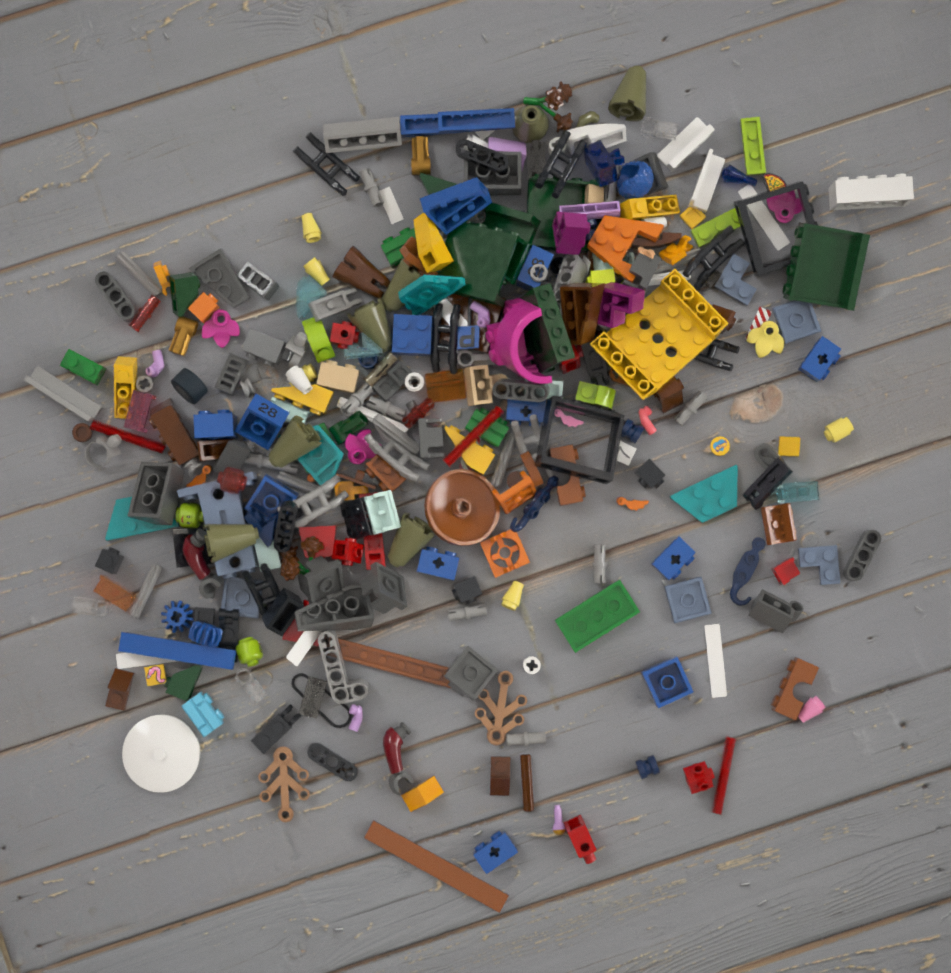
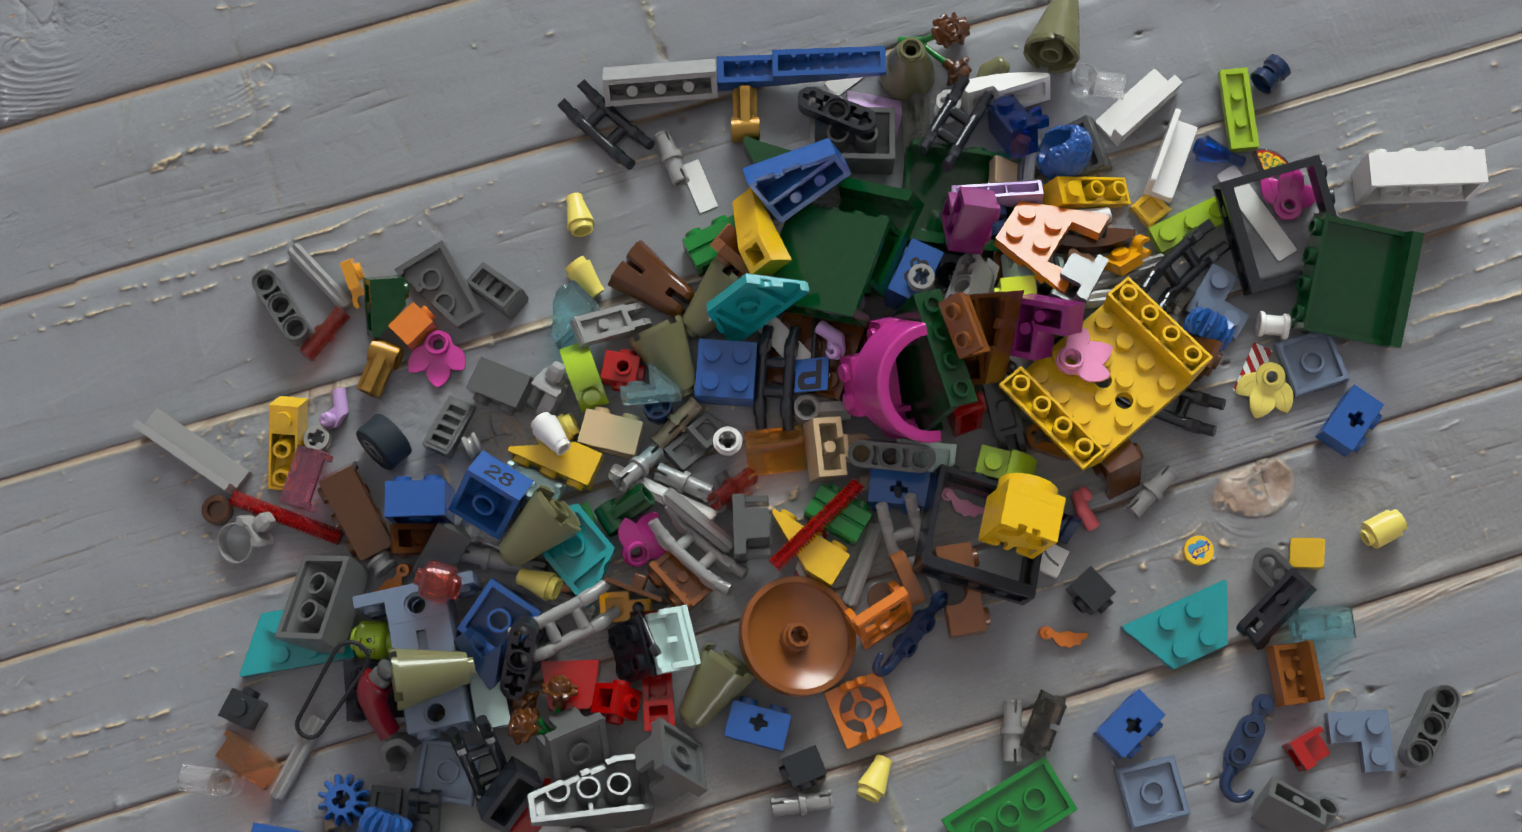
camera: 10 degrees right, 10 degrees down
(83, 367) = (224, 410): green brick -> none
(157, 543) = (317, 683): none -> black piece
(298, 478) = (541, 583): none -> light yellow cone
(359, 492) = (638, 608): none -> black hinge
(566, 309) = (964, 326): none -> dark orange bracket
(604, 428) = (1023, 514): none -> yellow piece
(615, 566) = (1038, 735): none -> clear smoke hinge
(648, 324) = (1087, 354): none -> bright pink plate
(728, 299) = (1209, 325): none -> blue gear
(771, 295) = (1272, 325): none -> white bush
(775, 120) = (1273, 71): none -> dark blue wheel

